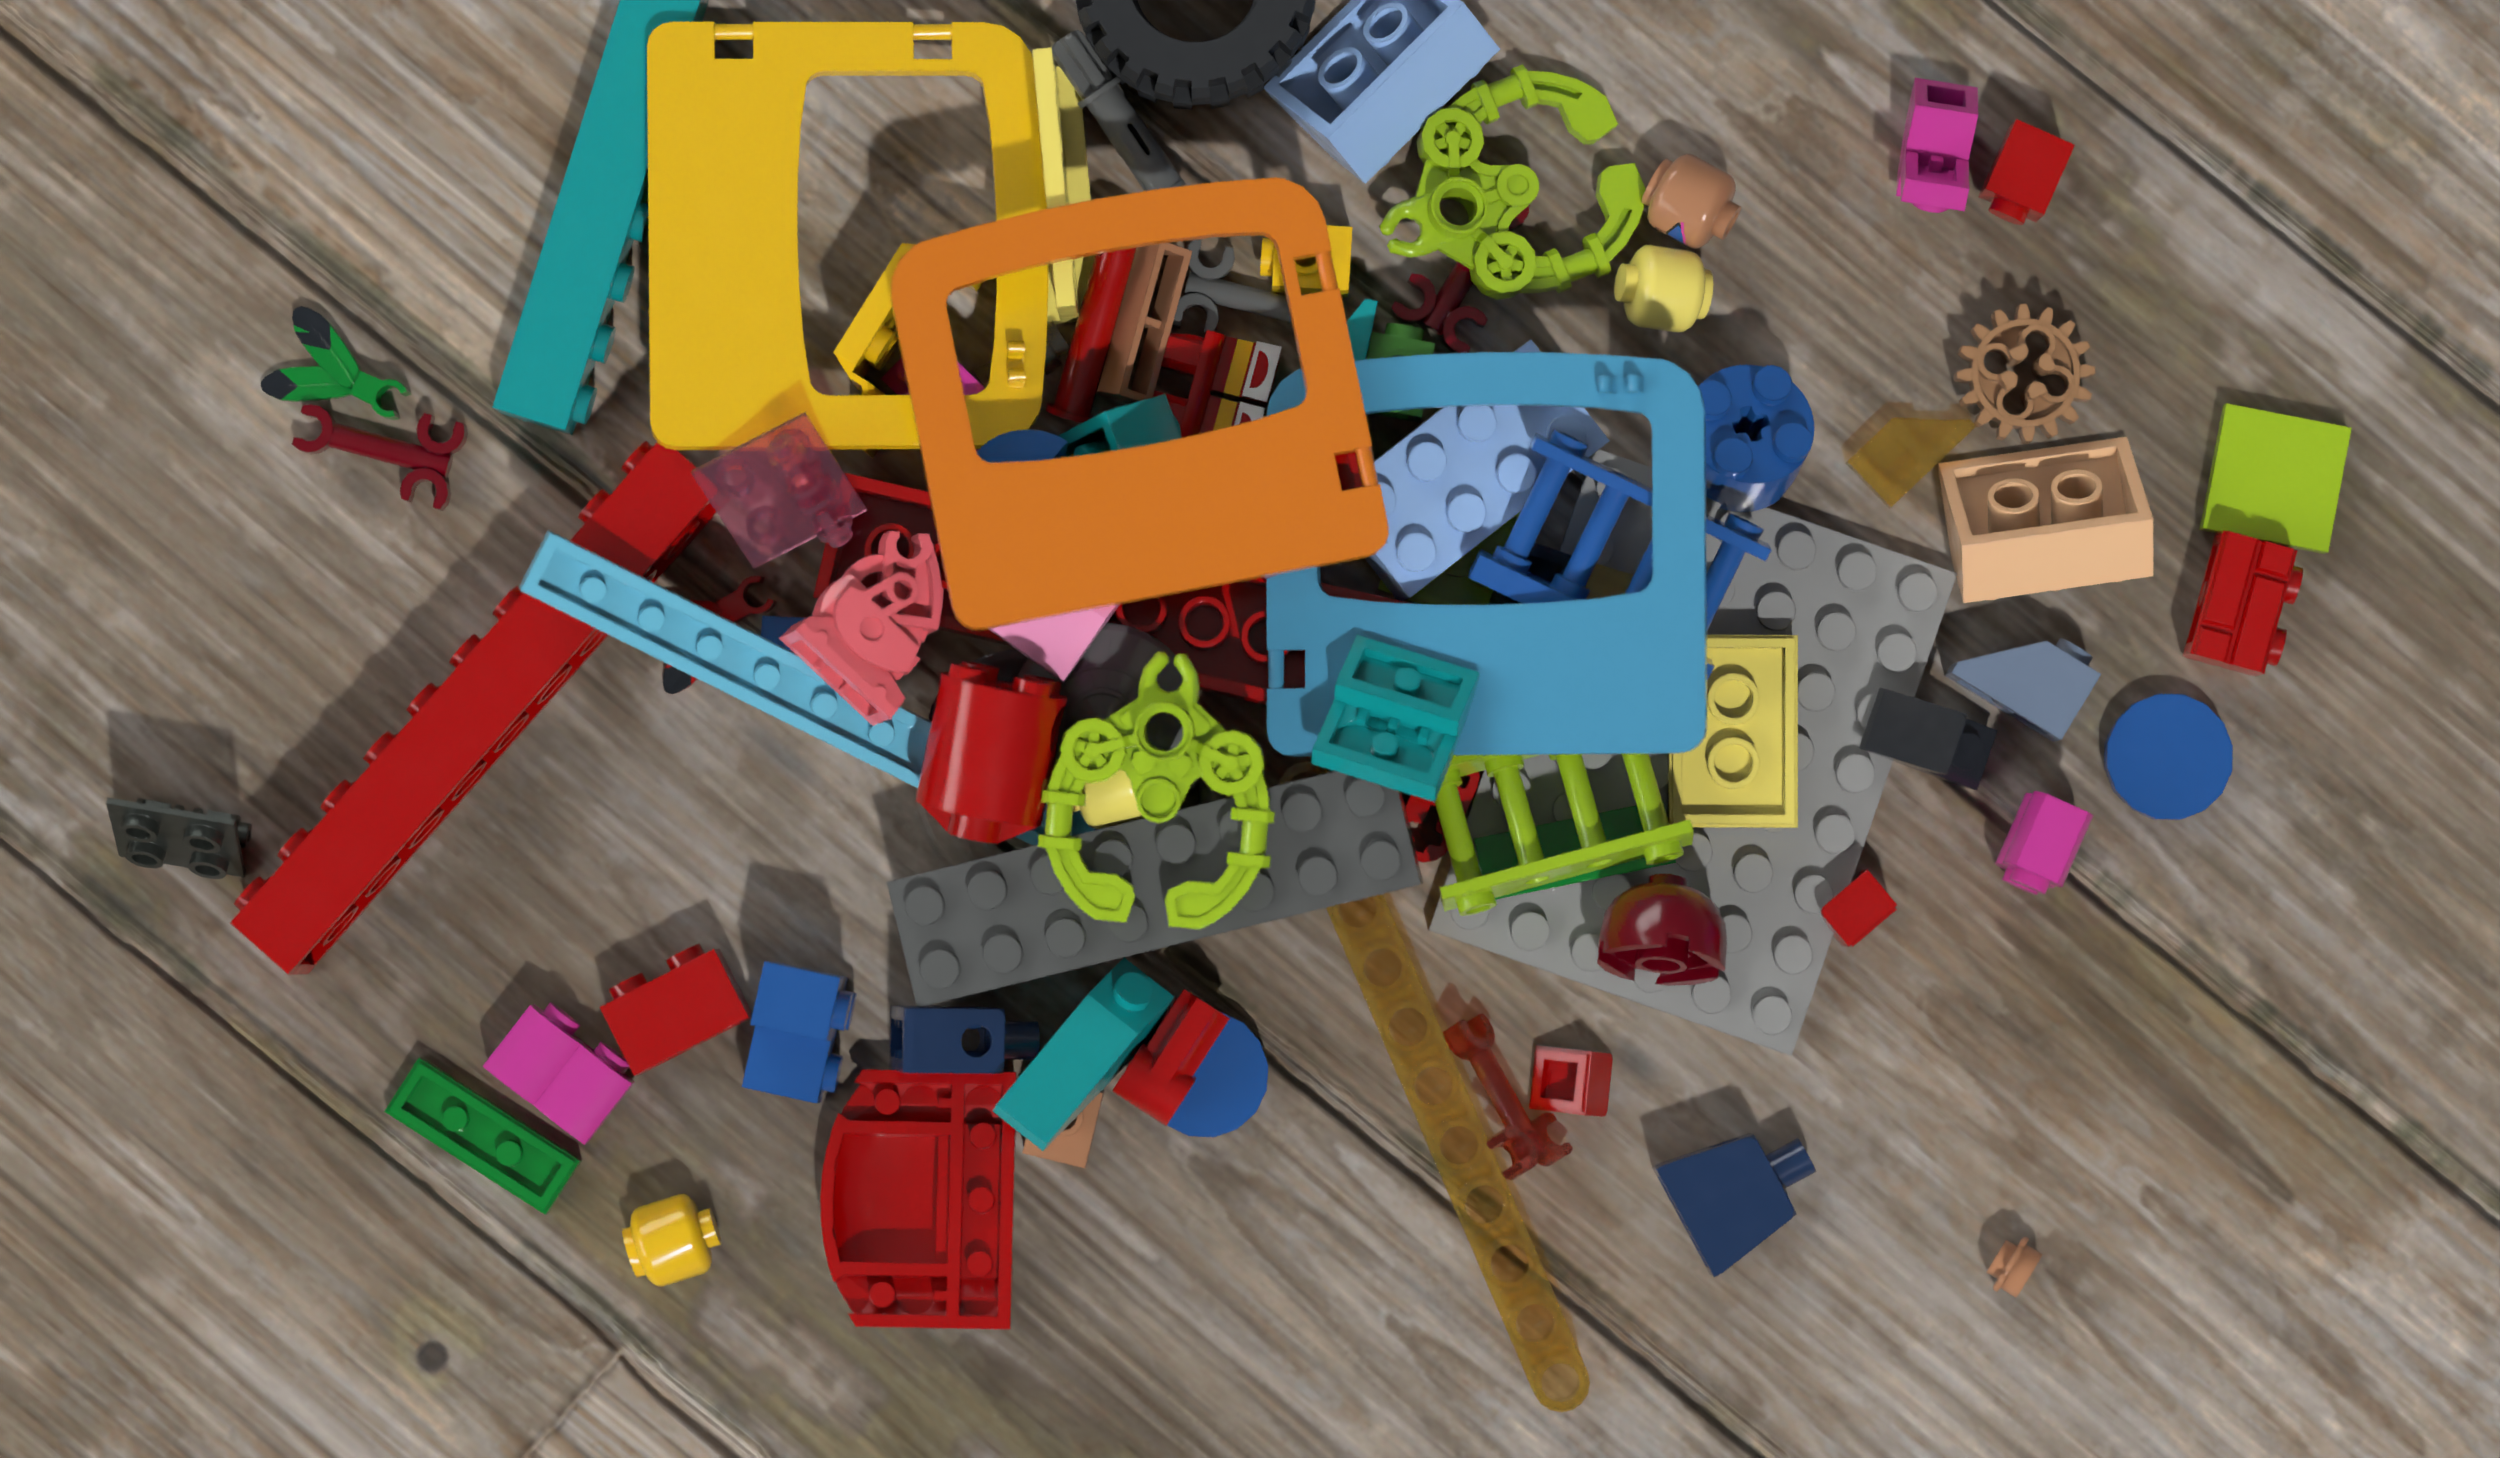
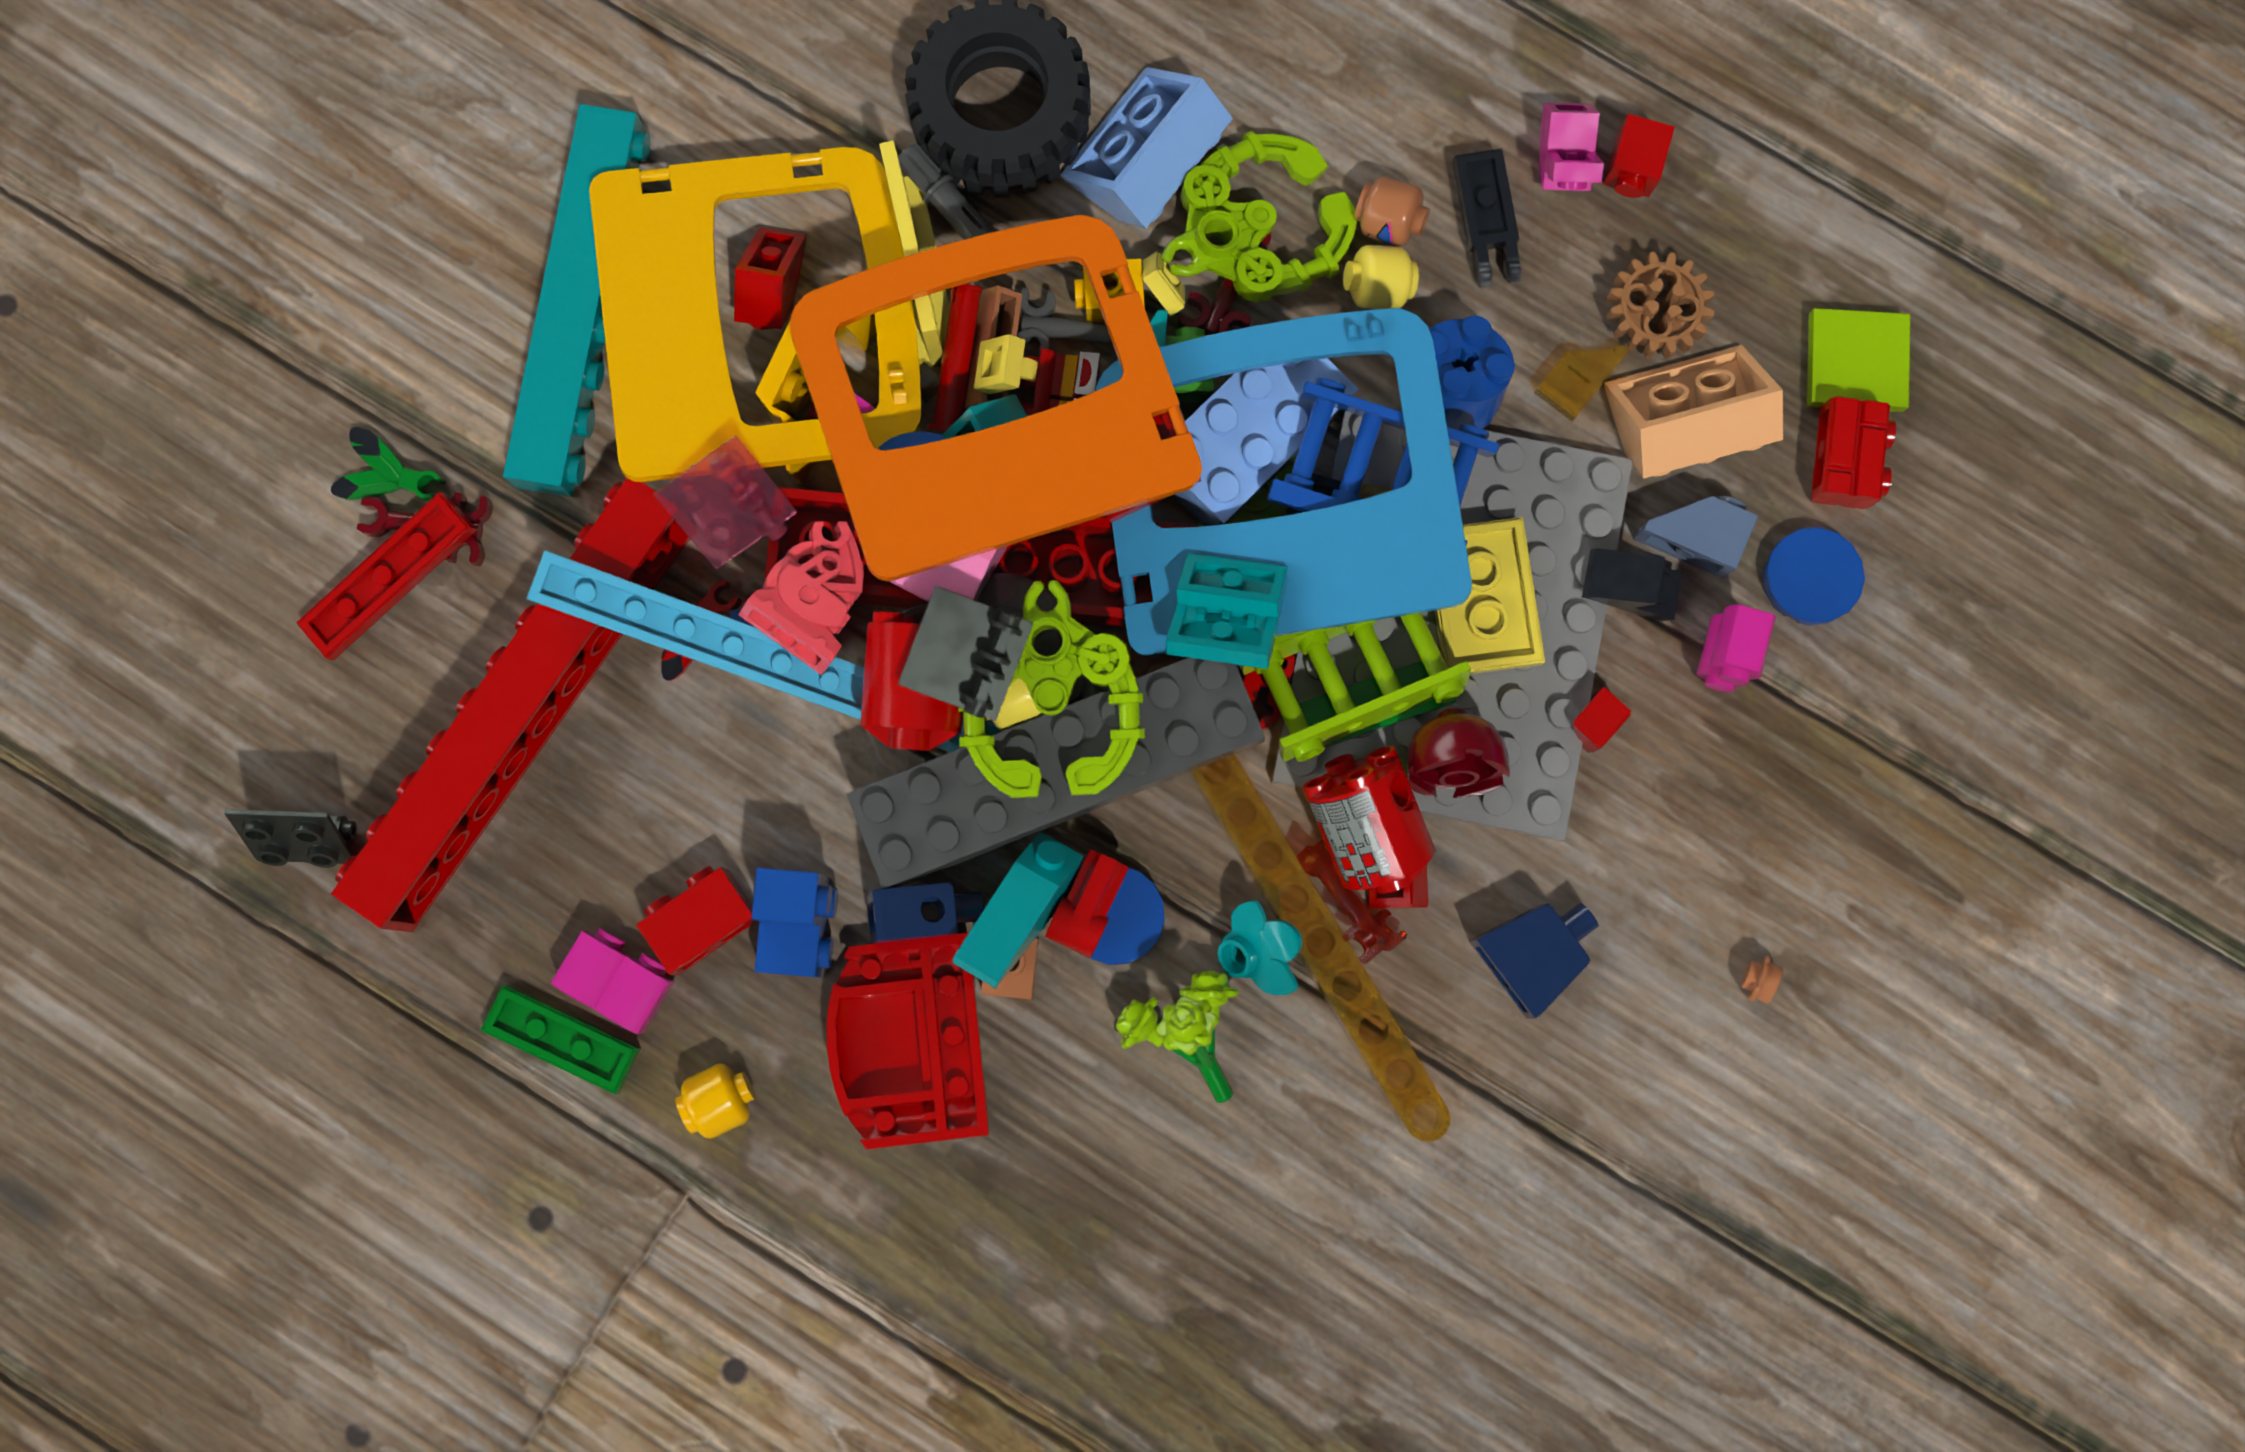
camera: 10 degrees left, 5 degrees down
(325, 511) = (386, 576): none -> red tile
(864, 180) = (768, 278): none -> red slope
(1060, 737) = (965, 653): none -> pearl dark grey hinge
(1154, 352) = (1003, 365): none -> light yellow tile
(1274, 1229) = (1185, 1027): none -> lime plant
(1377, 266) = (1164, 285): none -> light yellow tile
(1382, 1143) = (1260, 949): none -> teal plate
(1542, 1002) = (1370, 821): none -> red cylinder
(1818, 215) = (1487, 212): none -> black hinge

